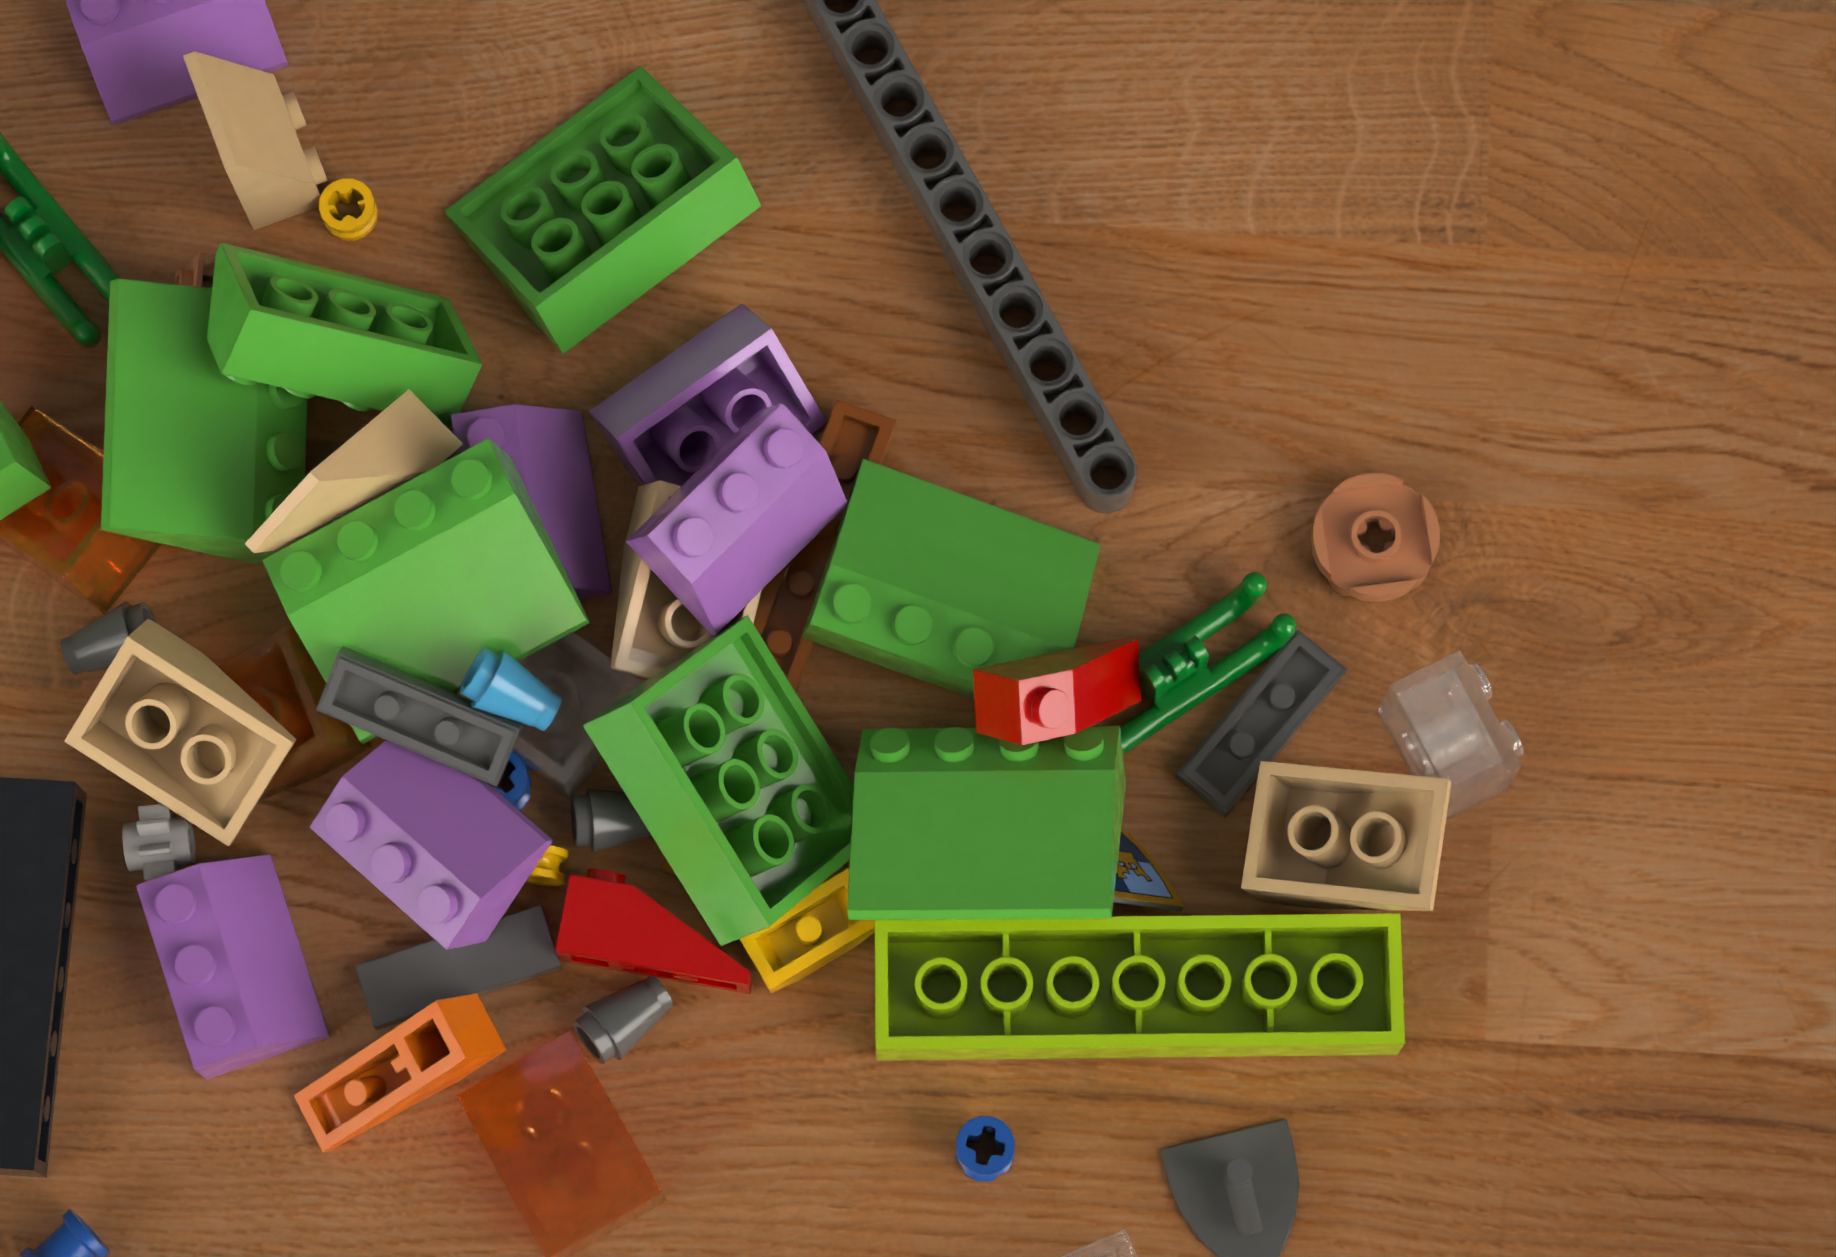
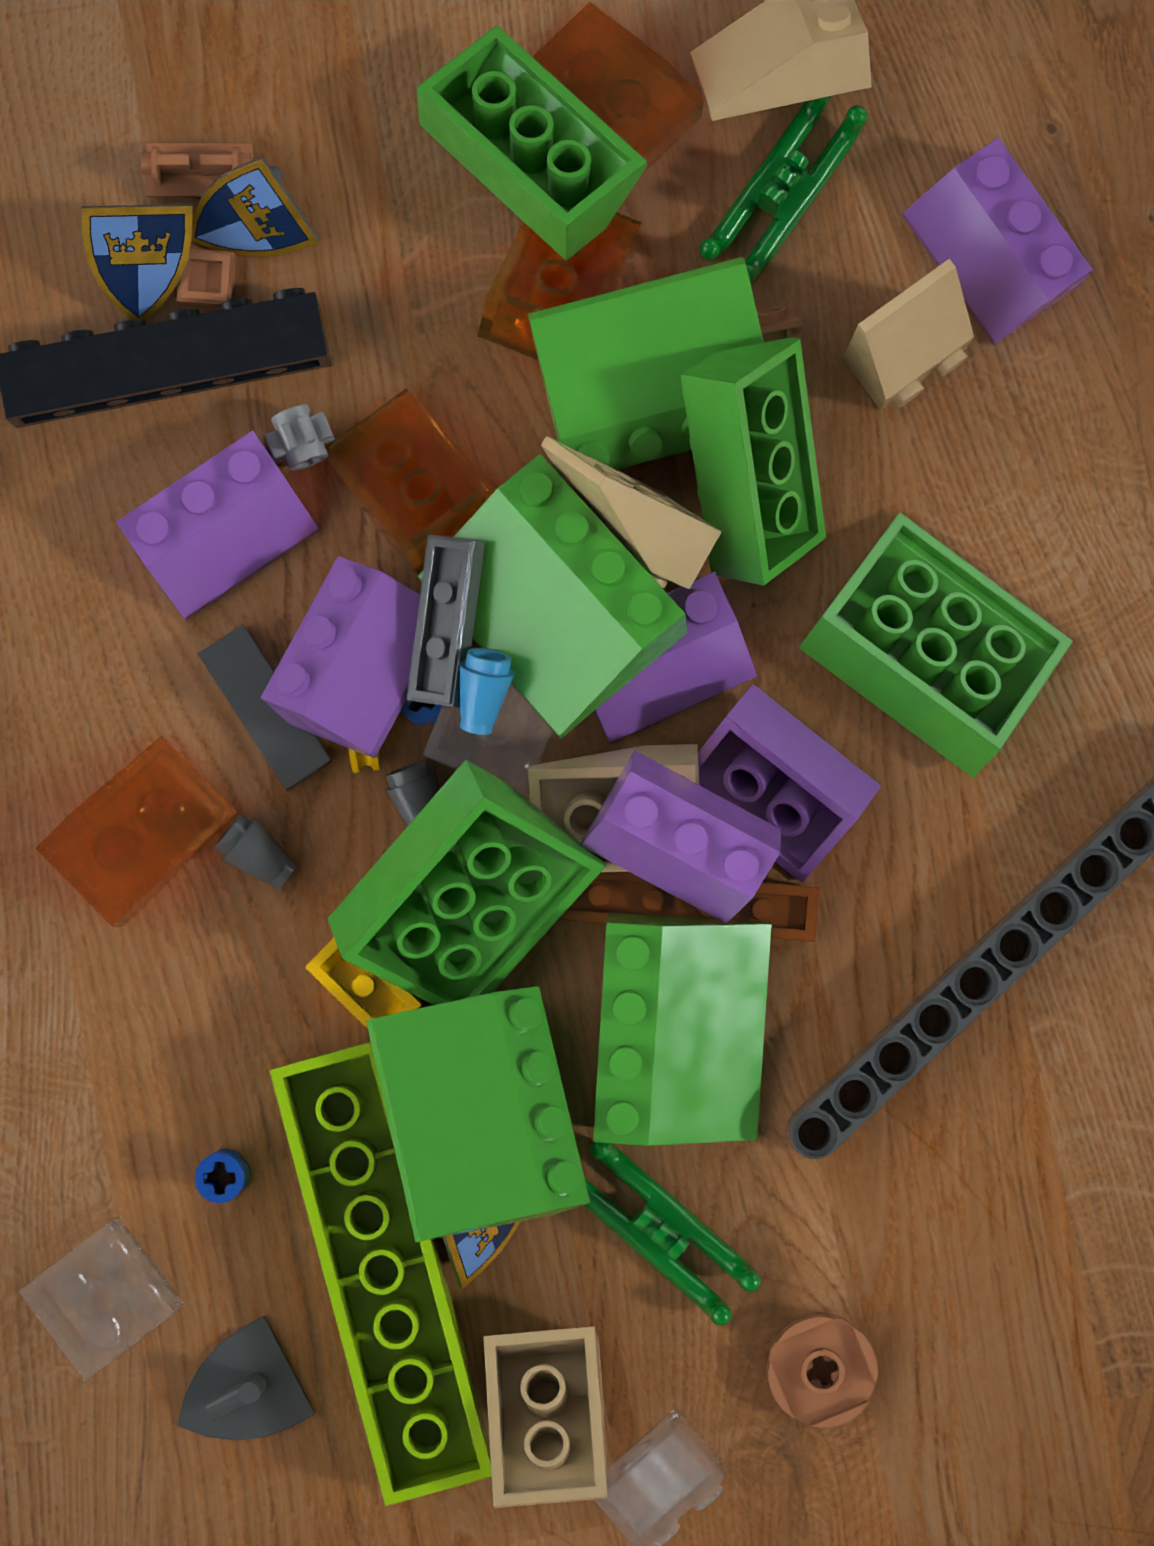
camera: 75 degrees right, 10 degrees up
(100, 640) = (460, 350): dark grey cone -> none
(181, 732) = (389, 429): tan slope -> none
(347, 190) = (894, 427): yellow bush -> none
(400, 1069) = (166, 686): orange slope -> none
(629, 932) = (325, 841): red slope -> none
(1056, 691) = (600, 1143): red slope -> none
(1261, 723) = (638, 1312): dark grey tile -> none

